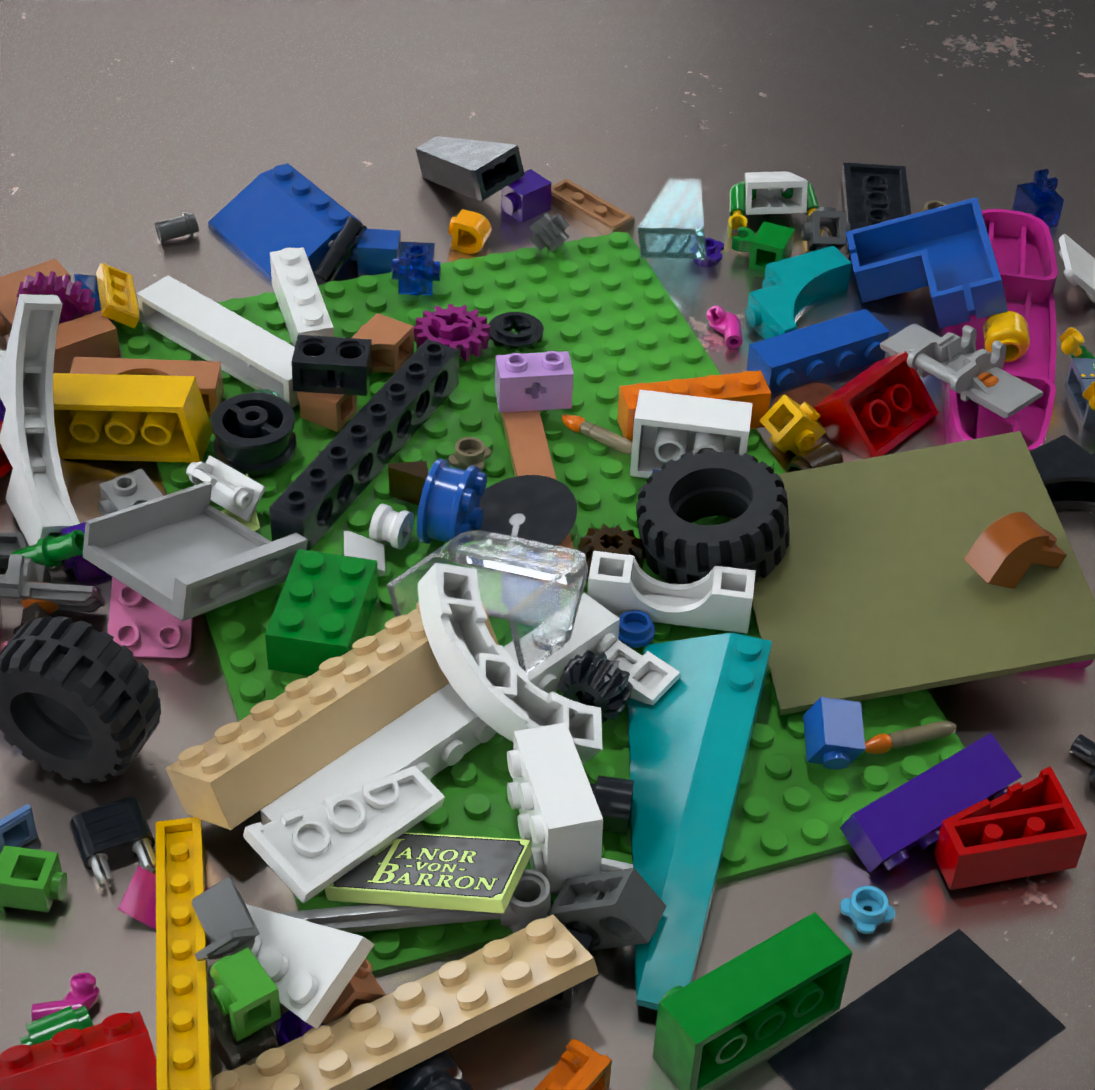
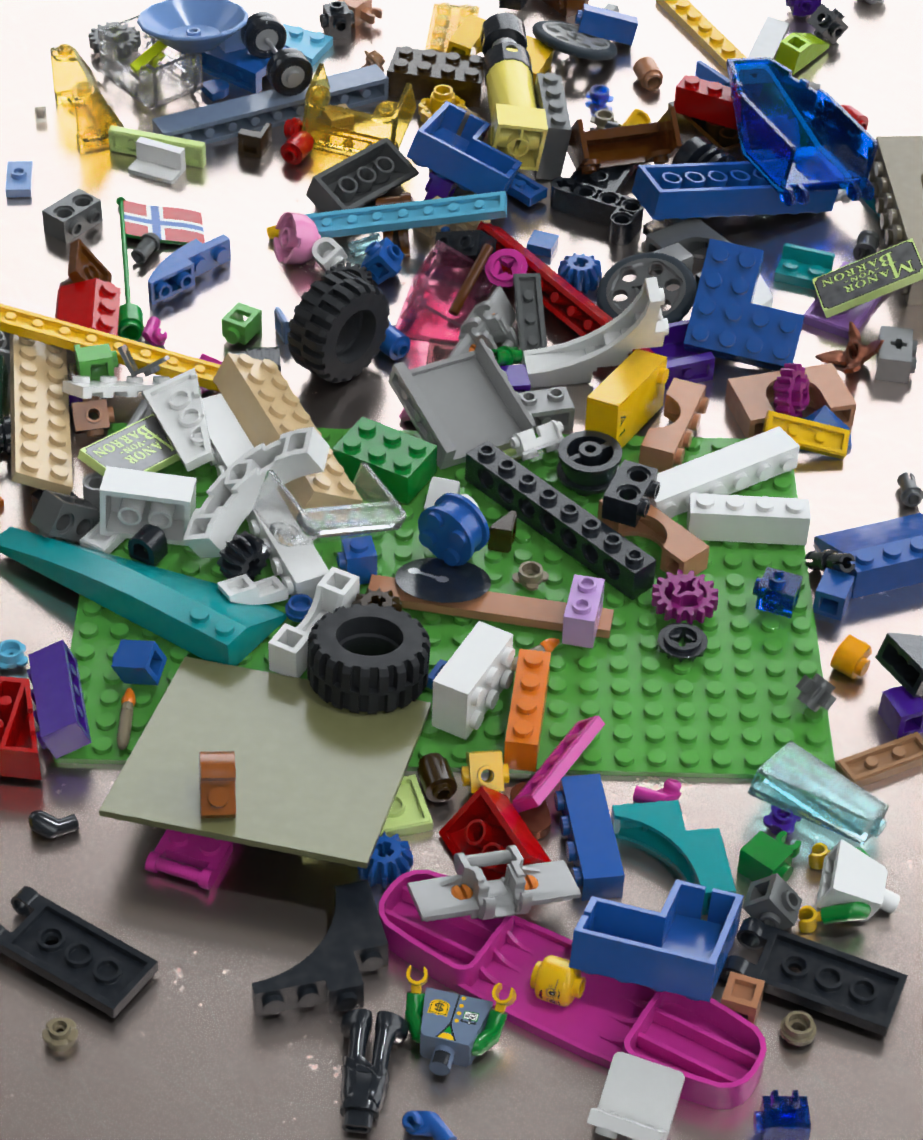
camera: 110 degrees right, 0 degrees up
(794, 380) = (557, 764): none -> dark pink tile

